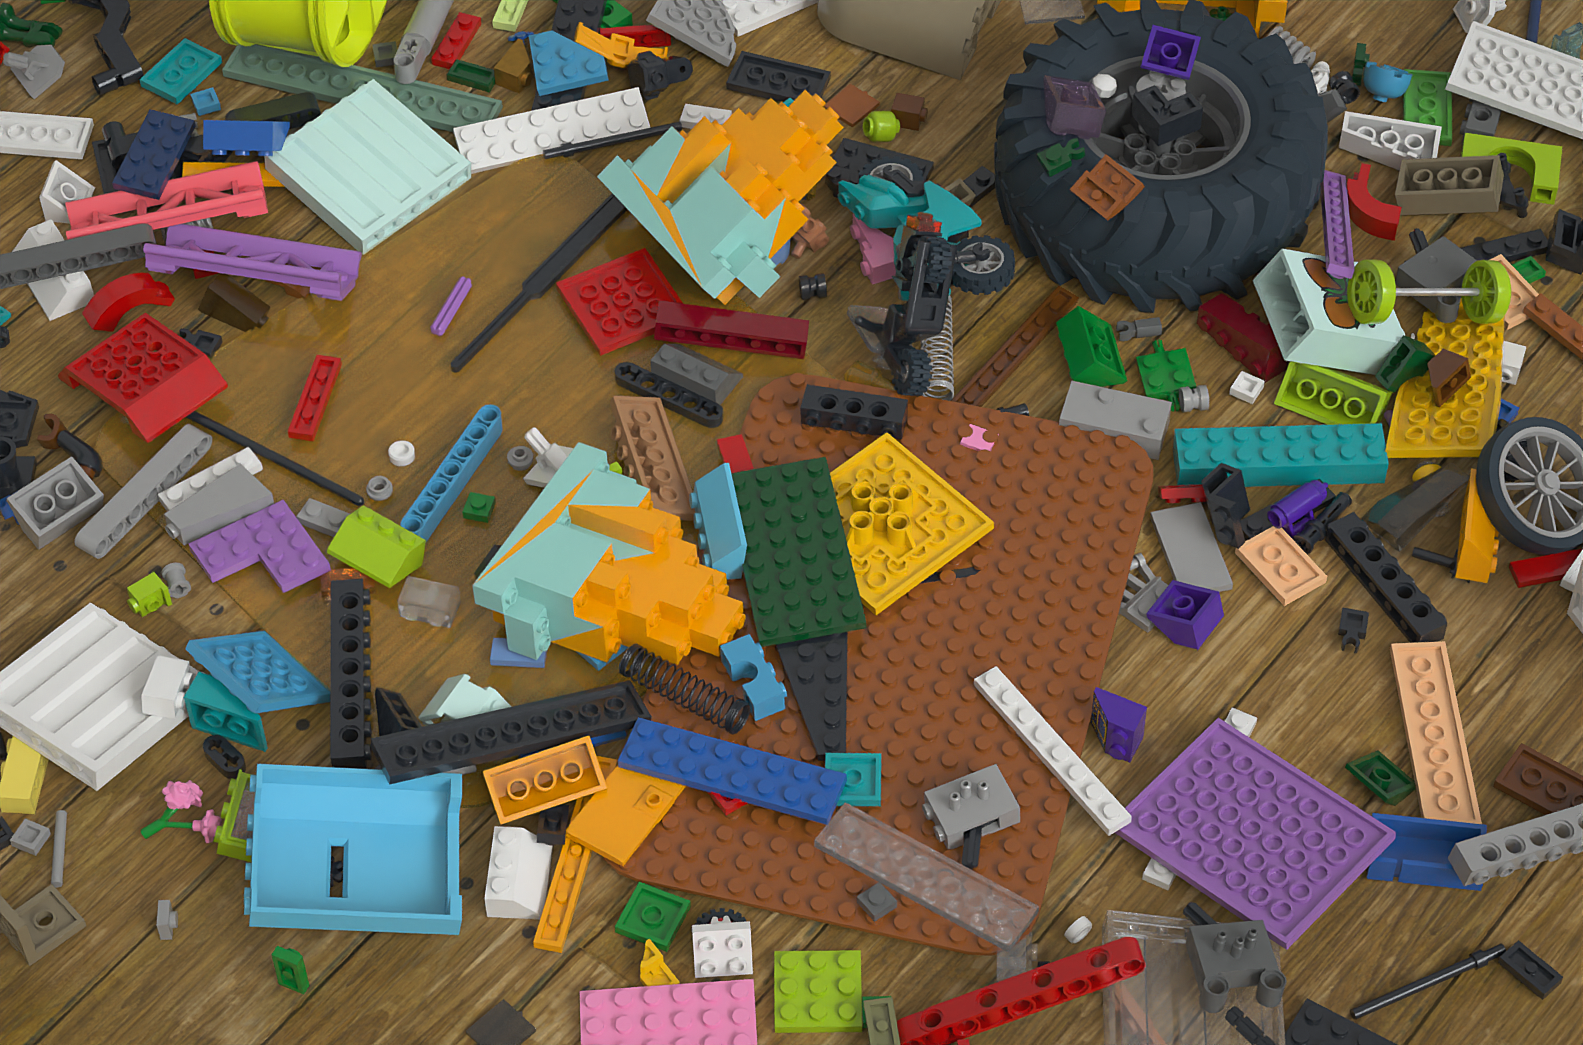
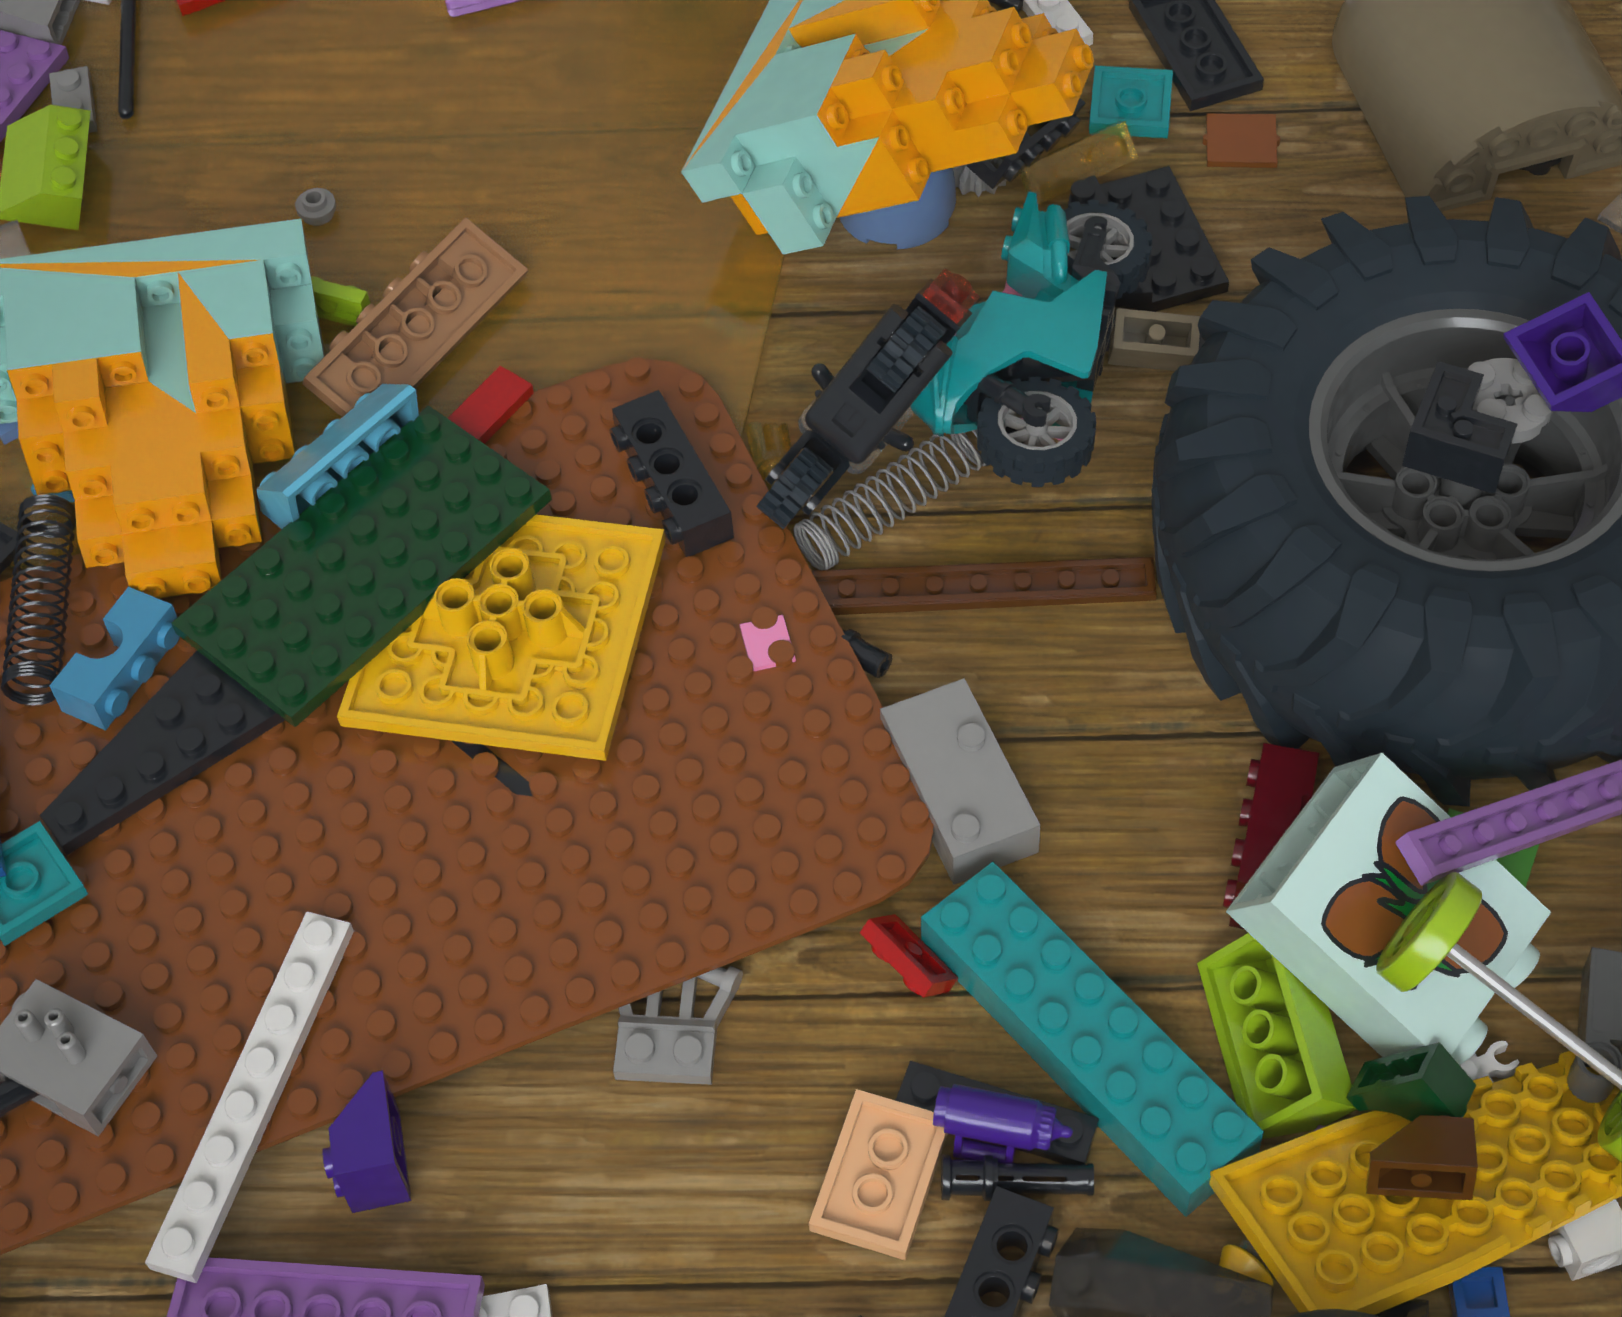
camera: 55 degrees right, 5 degrees up
(379, 488) = (155, 114): light grey plate -> none
(401, 453) = (232, 100): white tile -> none
(454, 472) = (224, 162): dark azure beam -> none
(478, 507) = (205, 215): green plate -> none
(548, 272) = (602, 45): black piece -> none
(549, 458) = (328, 244): white piece -> none
(617, 300) = (640, 134): red plate -> none
(675, 403) = (551, 291): black beam -> none
(695, 372) = (605, 276): dark grey slope -> none
(731, 329) = (699, 262): dark red brick -> none
(809, 235) = (962, 224): nougat brick -> none
(812, 286) = (872, 297): black wheel -> none
(881, 126) = (1227, 188): lime head -> none
(909, 110) = (1285, 197): reddish brown brick -> none
(1058, 159) = (1228, 358): dark green plate -> none
(1073, 107) = (1342, 311): clear purple slope -> none
(1090, 349) = (1067, 670): green slope -> none
(1104, 85) = (1441, 326): white tile -> none
(1107, 187) = (1230, 452): dark orange slope -> none
(1139, 328) = (1169, 702): dark grey bar -> none
(1165, 373) = (1115, 790): green plate -> none
(1186, 613) = (665, 1105): dark purple slope -> none
(1191, 547) = (810, 1036): light grey tile -> none
(1195, 398) = (1096, 852): light grey wheel -> none
(1226, 503) = (902, 1018): black piece -> none
(1247, 387) = (1186, 906): white plate -> none

